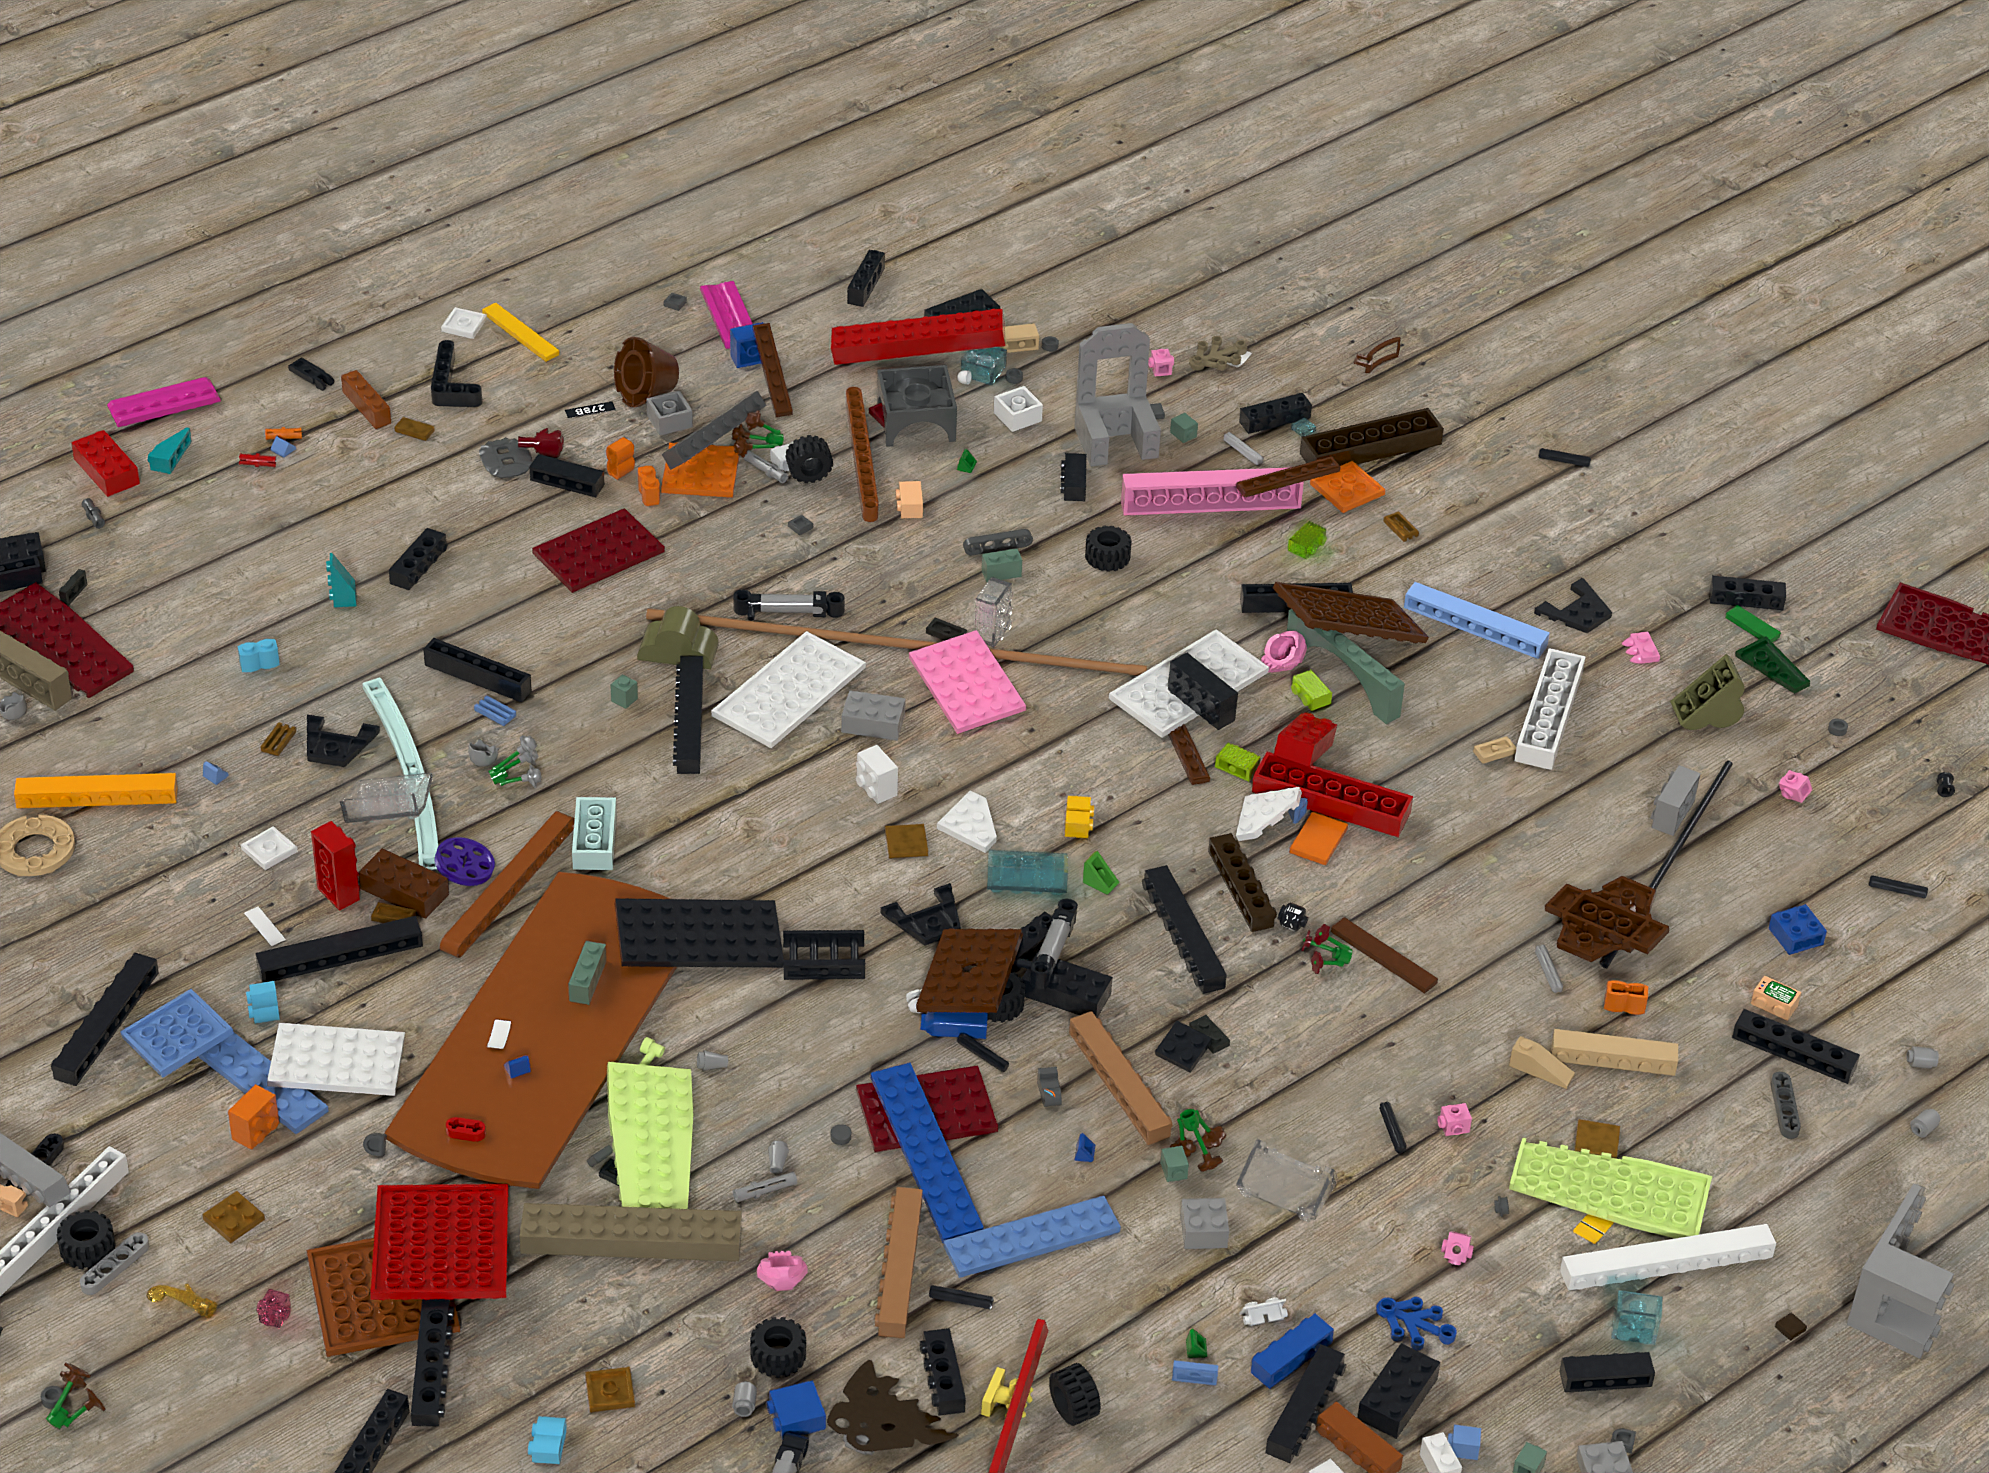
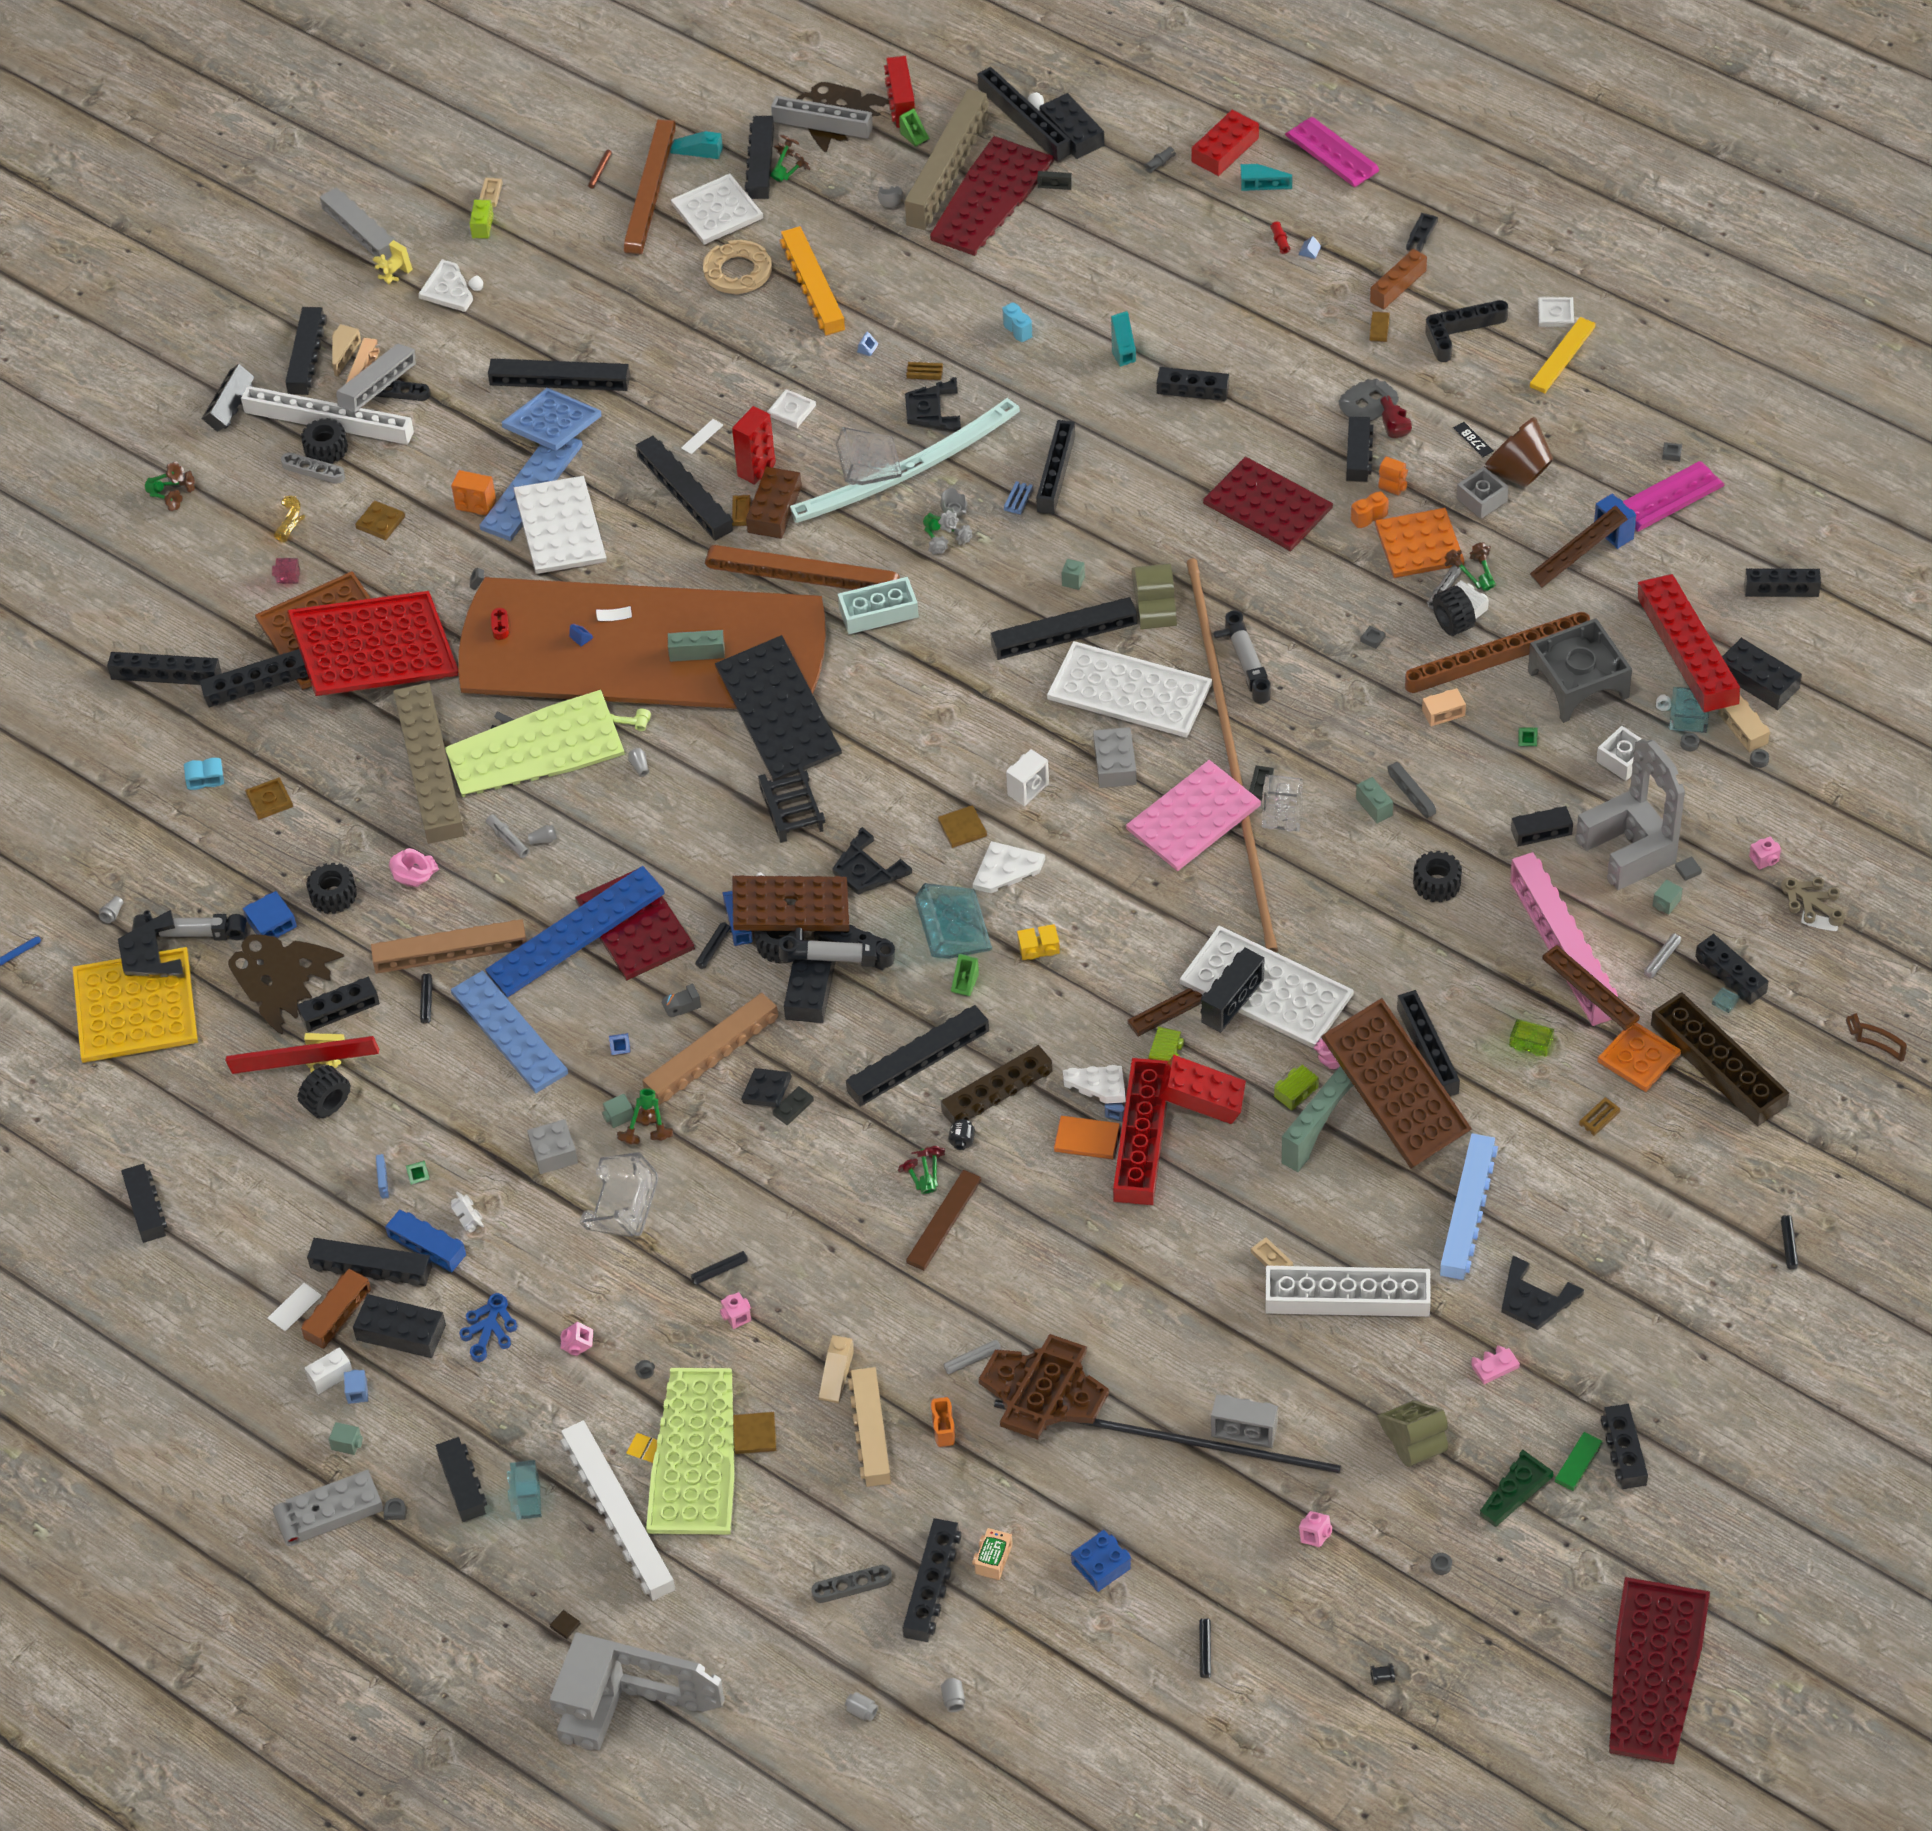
camera: 80 degrees right, 10 degrees up
(263, 1001) = (600, 458): medium azure brick -> none
(283, 433) = (1326, 242): orange pin -> none
(457, 859) = (817, 525): dark purple wedge -> none
(713, 430) = (1462, 528): dark grey brick -> none
(744, 1398) = (276, 882): light grey brick -> none
(840, 1134) = (585, 872): dark grey tile -> none

